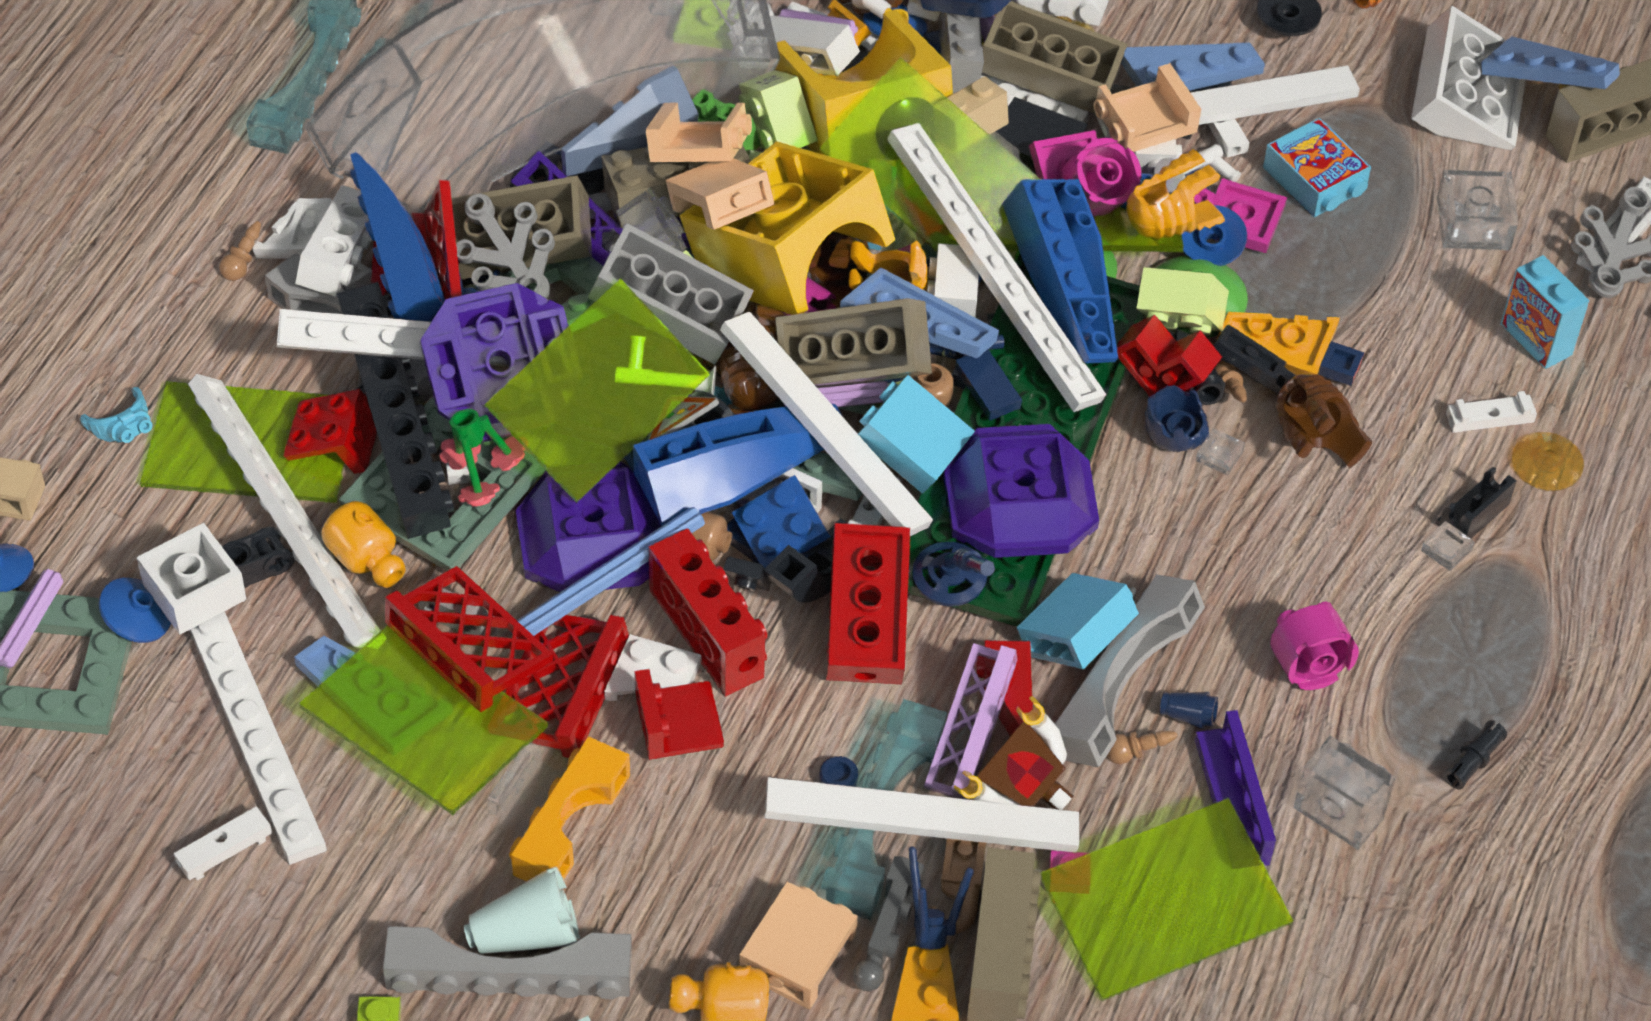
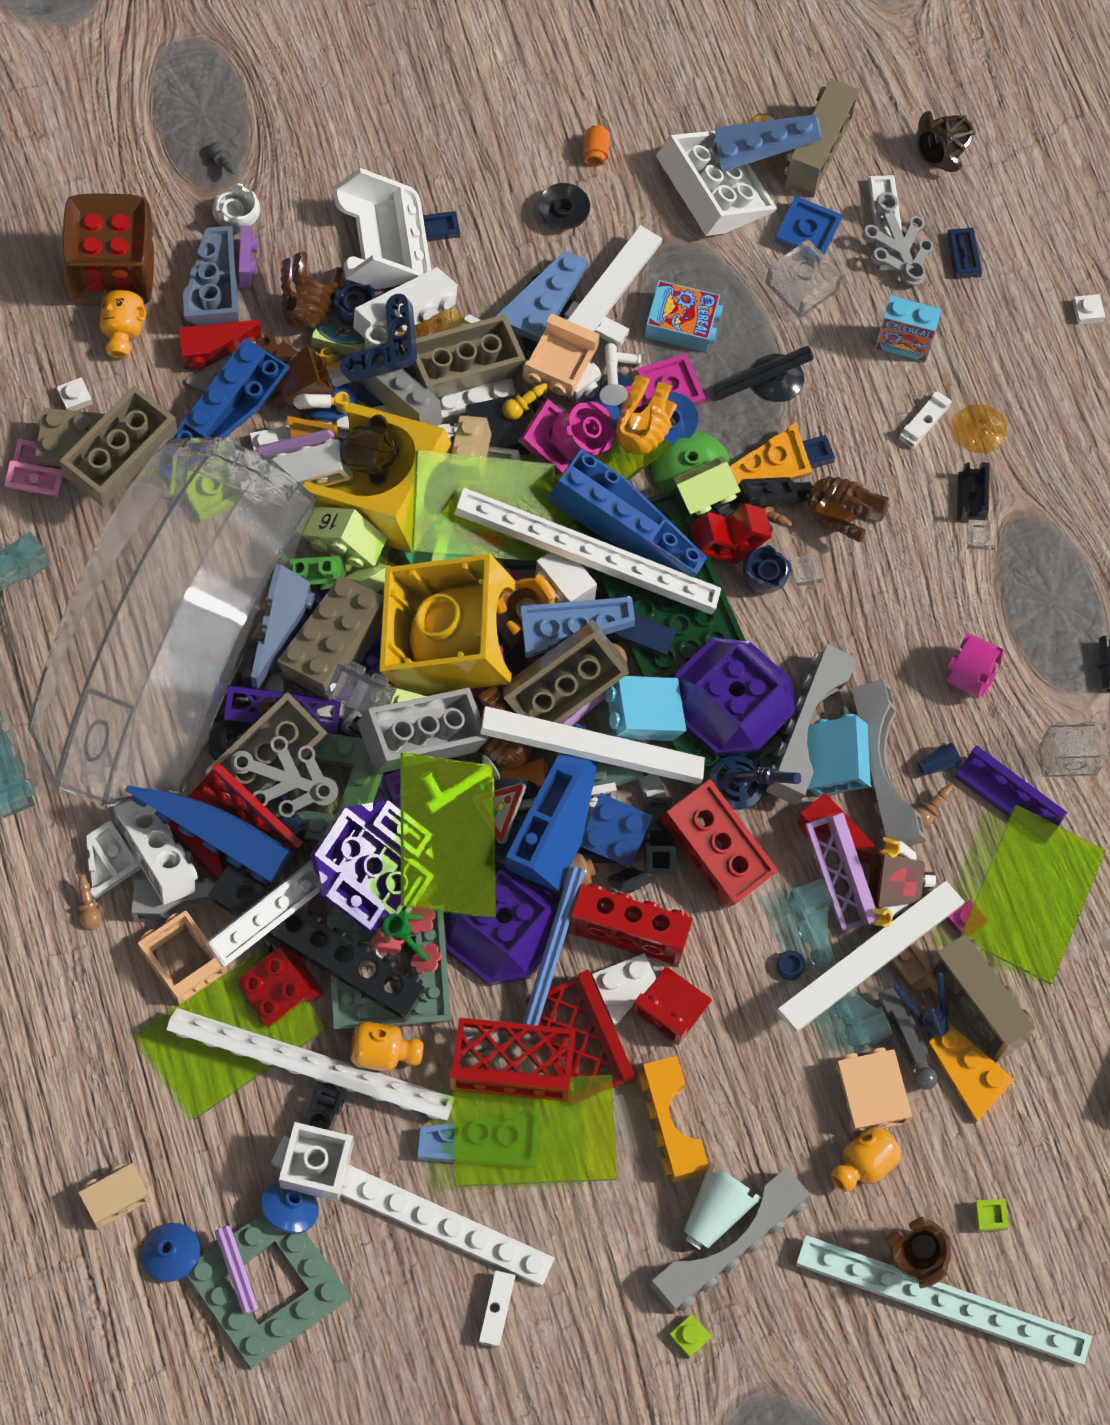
camera: 45 degrees left, 15 degrees up
(124, 425) = (148, 1088): medium azure helmet -> none
(265, 372) = (197, 980): none -> light nougat window
(696, 141) = (341, 605): light nougat panel -> none
(723, 191) = (397, 635): light nougat panel -> none
(870, 49) = (371, 449): none -> dark brown piece
(1060, 125) = (514, 408): none -> yellow bar
(1141, 552) = (829, 675): none -> light grey arch
(1350, 259) = (763, 372): none -> black axle
(1367, 282) = (780, 387): none -> black dish
(1536, 177) = (808, 221): none -> blue plate

